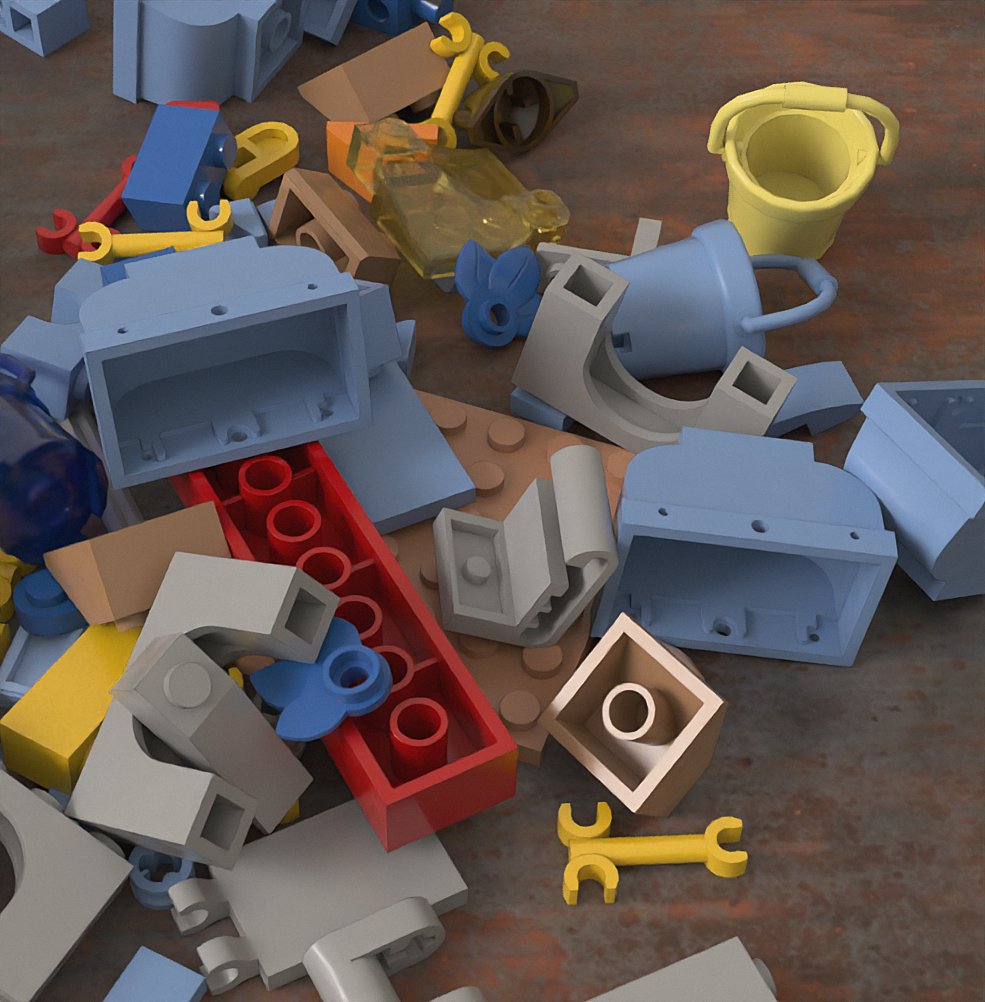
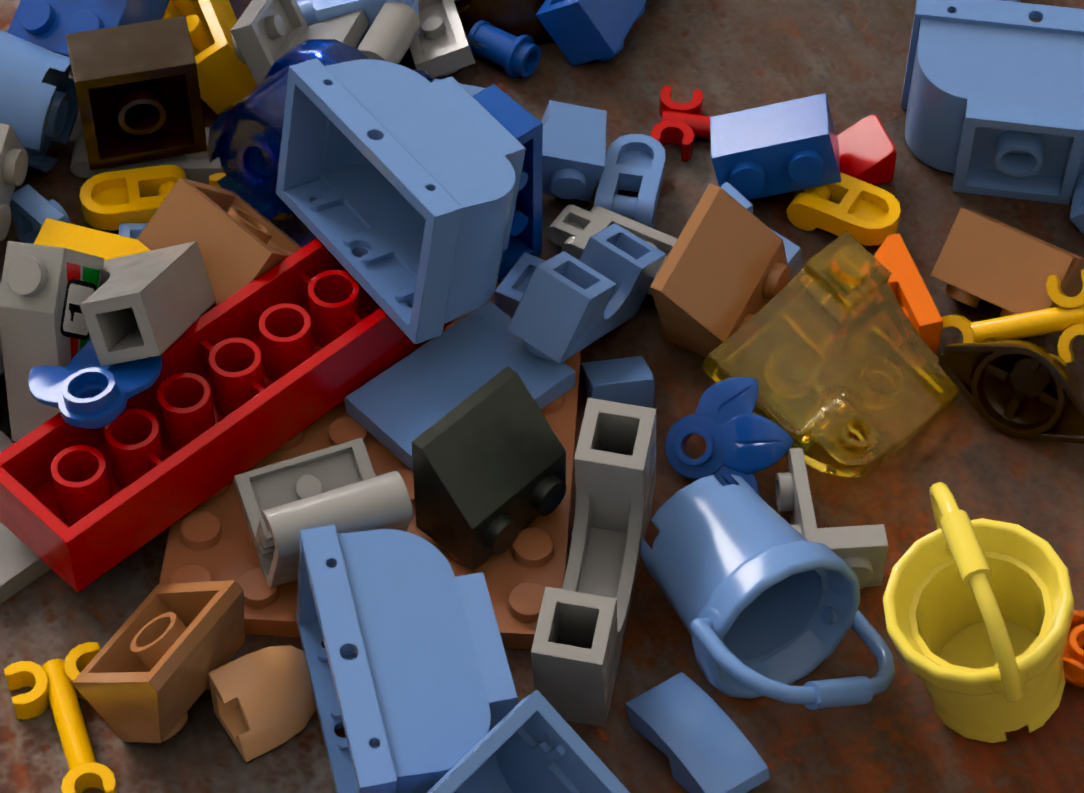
camera: 75 degrees right, 0 degrees up
(138, 244) = (672, 190): yellow bar -> none
(504, 425) = (487, 471): none -> pearl dark grey slope

